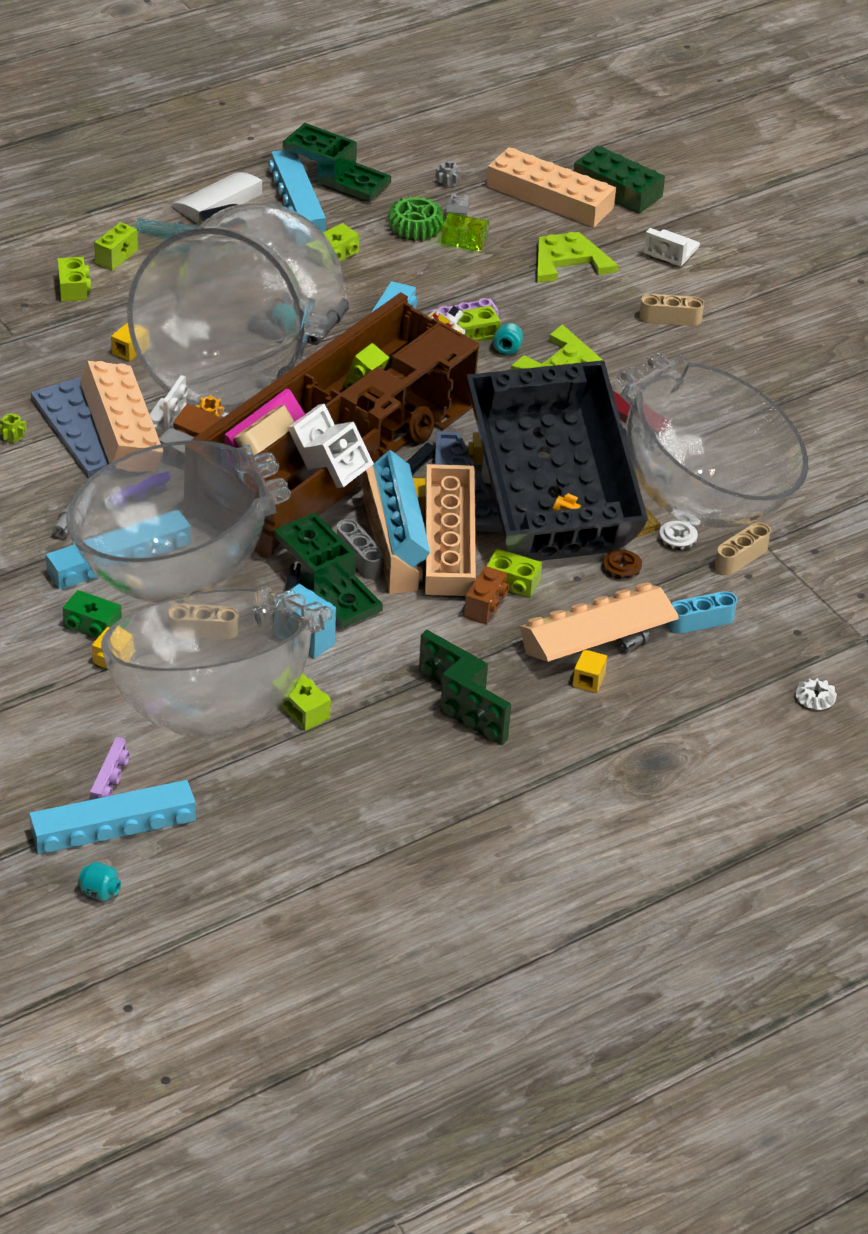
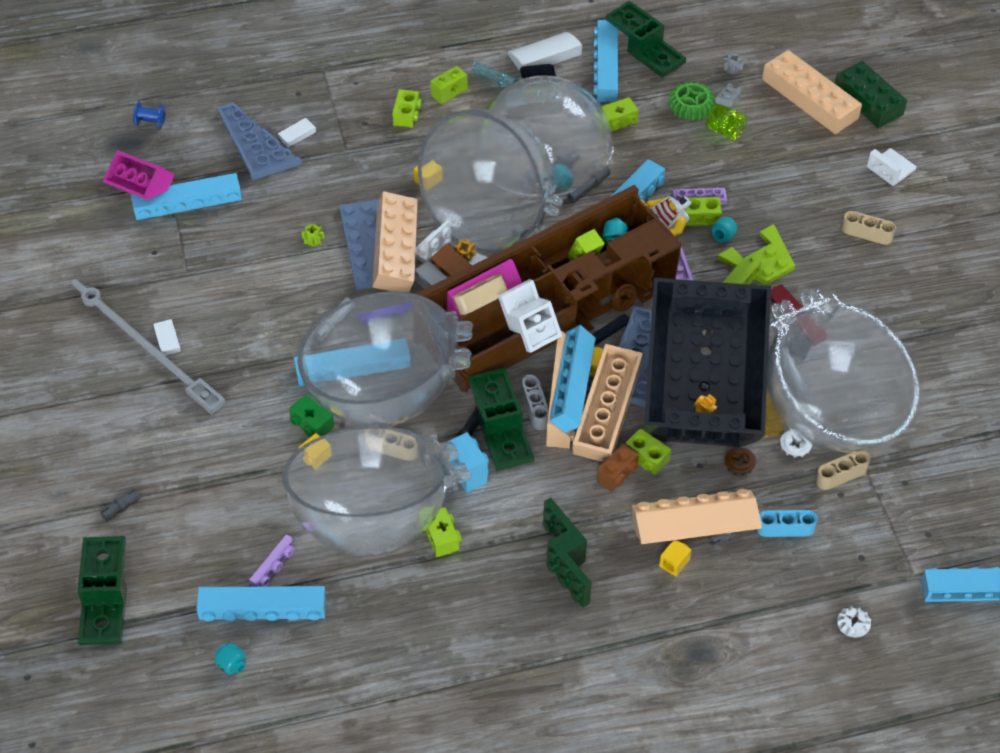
camera: 20 degrees right, 10 degrees up
(391, 344) = (613, 229): none -> teal head
(570, 250) = (804, 153): lime wing -> none

